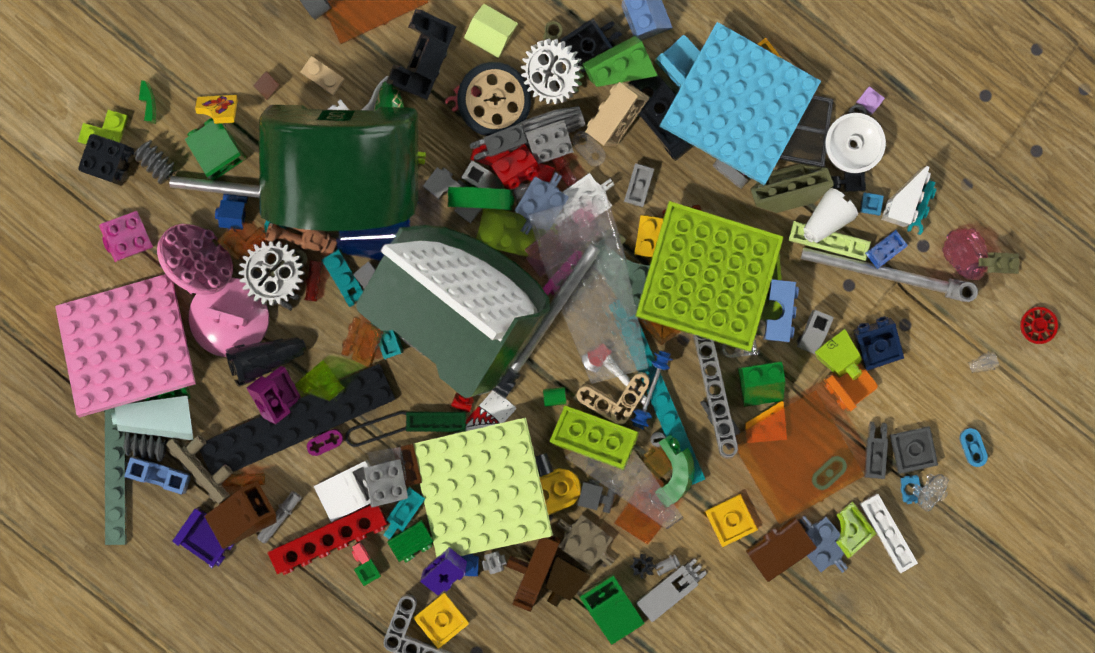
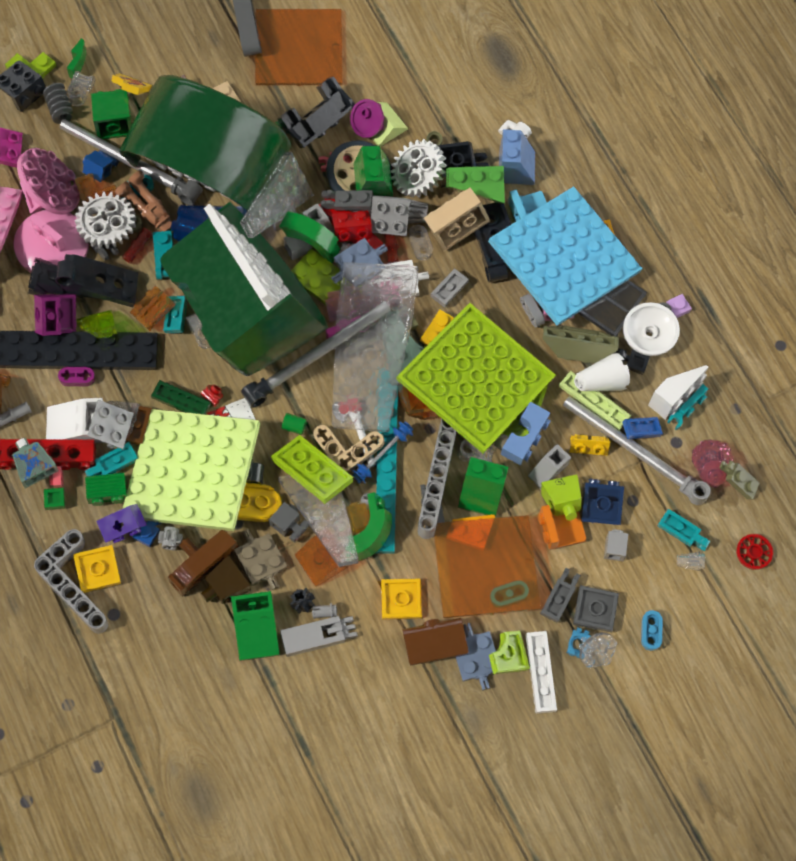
camera: 20 degrees right, 20 degrees down
(167, 129) = (81, 87): none -> clear piece
(279, 344) = (80, 275): none -> black hinge
(333, 554) = (32, 463): none -> torso
(371, 422) = (126, 379): black piece -> none
(434, 167) = (281, 193): none -> clear wing
(475, 37) = (367, 118): none -> magenta piece
(511, 102) = (373, 171): none -> green slope
(851, 286) = (595, 446): none -> yellow hinge
(871, 204) = (644, 386): dark azure plate -> none
(908, 380) = (616, 545): none -> light grey brick
(963, 335) = (683, 530): none -> teal plate

